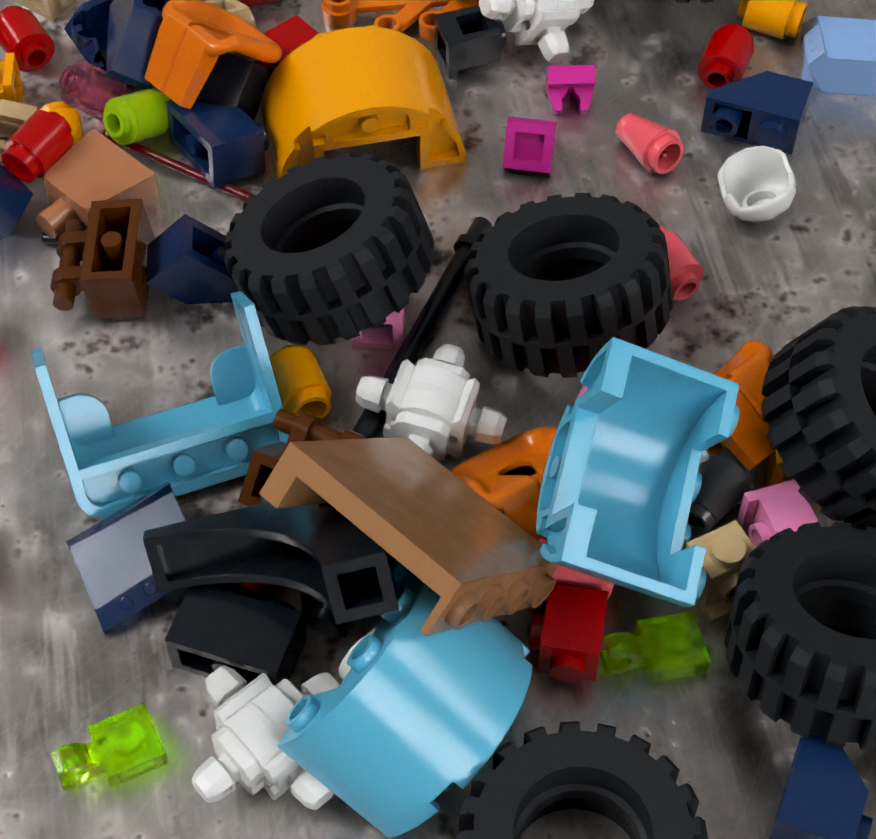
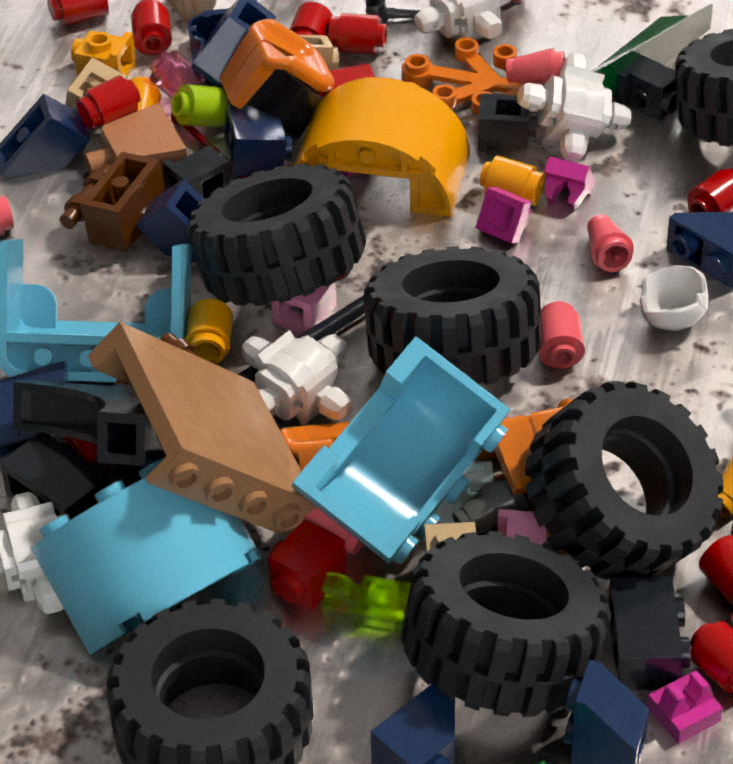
camera: 25 degrees right, 10 degrees down
(182, 192) = (203, 170): none -> black brick
(513, 99) = (513, 177): none -> light orange brick

